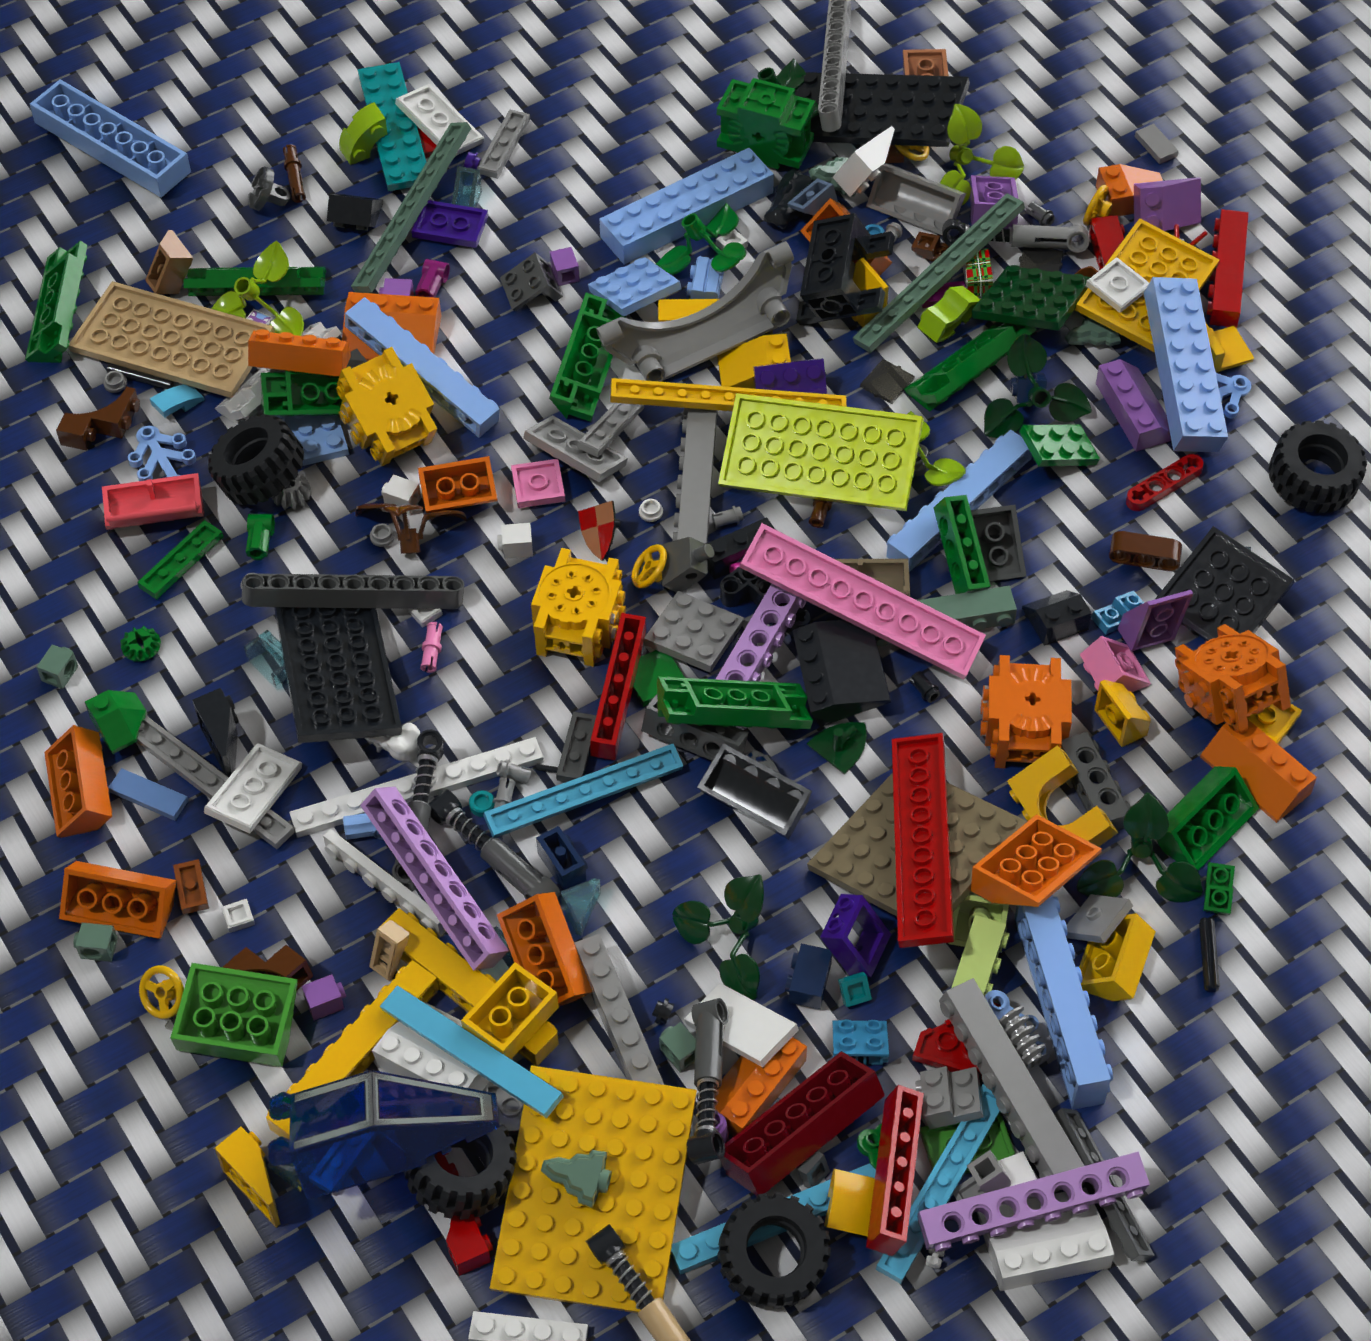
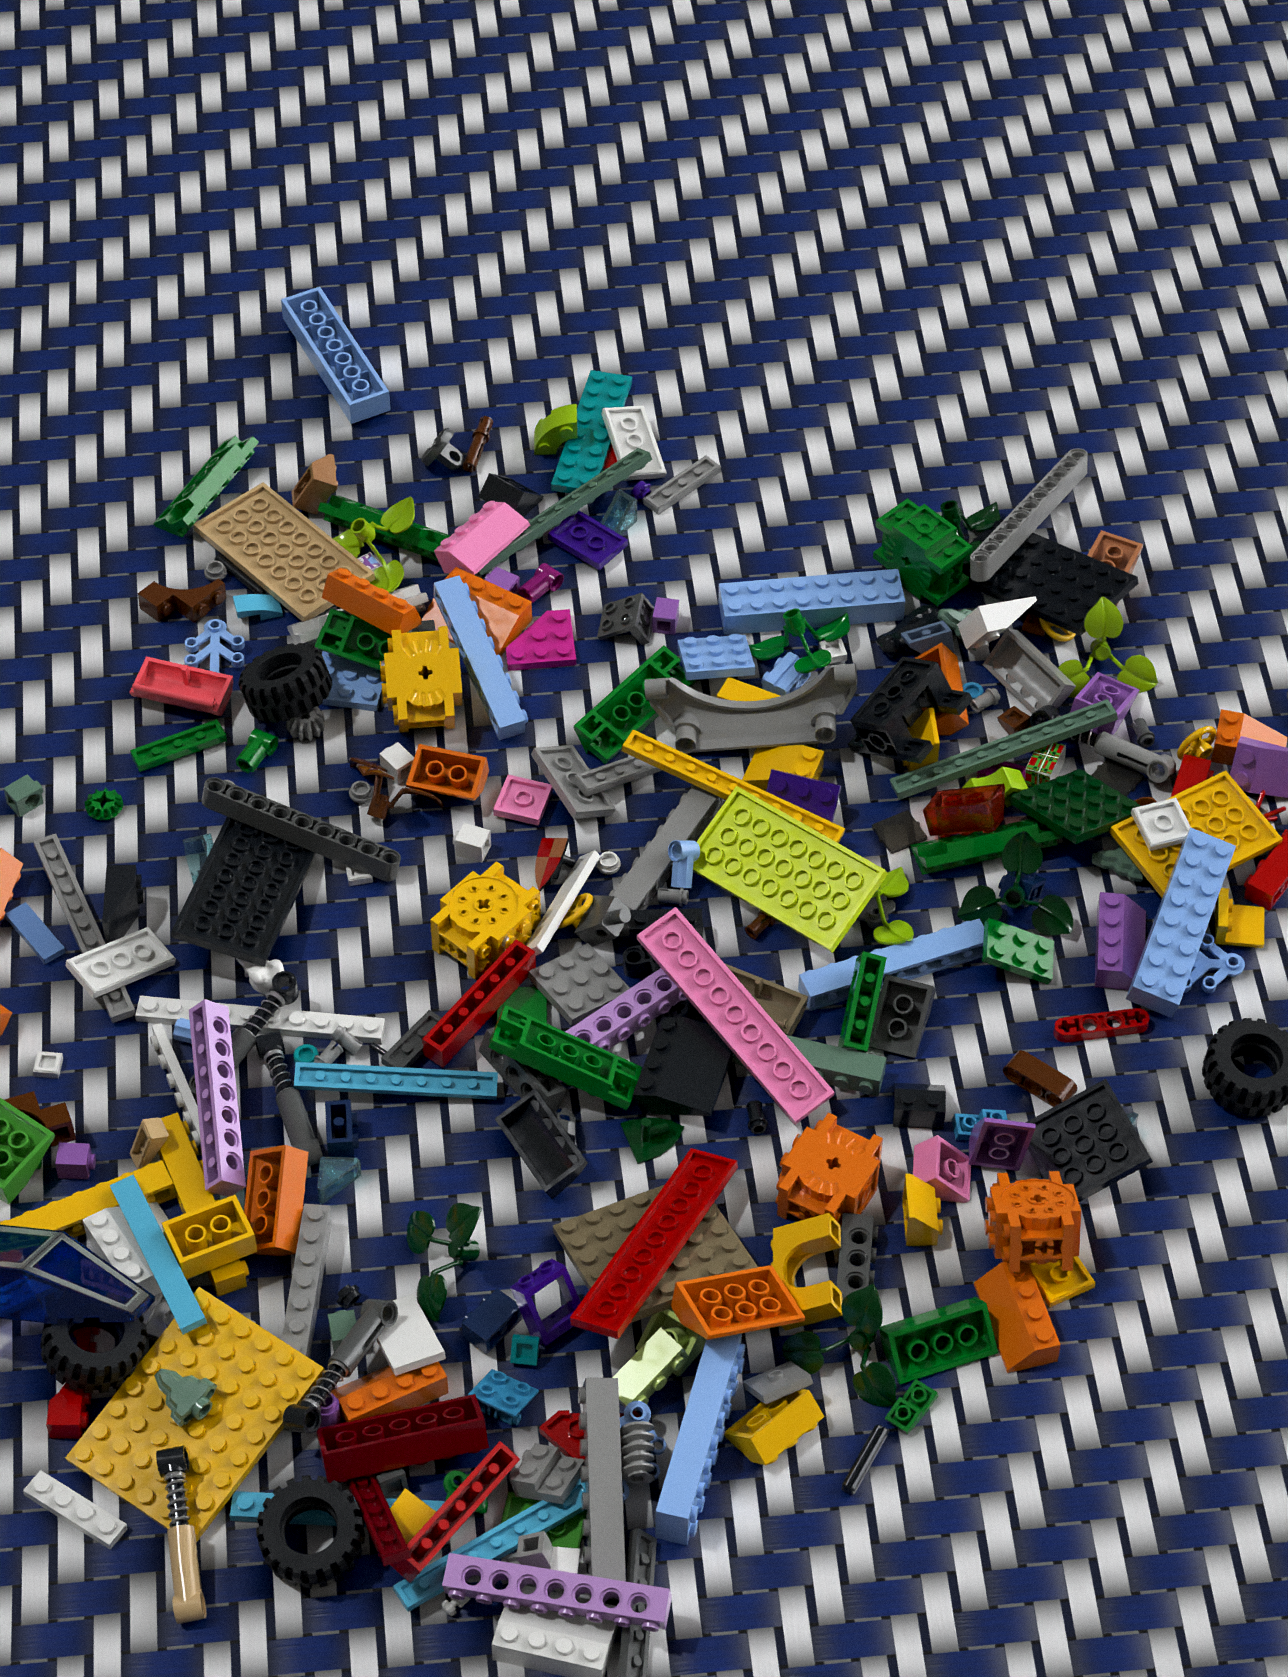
camera: 25 degrees right, 5 degrees down
(117, 717) = (43, 856): green slope -> none
(191, 886) = (22, 1024): dark orange plate -> none
(355, 257) = (481, 538): none -> bright pink slope
(431, 647) = (343, 905): bright pink pin -> none
(468, 332) = (544, 643): none -> dark pink plate
(635, 561) = (562, 902): none -> white tile
(723, 483) = (683, 855): none -> light blue piece
(837, 1211) = (379, 1520): none -> dark red tile
(941, 338) = (965, 810): none -> clear red slope

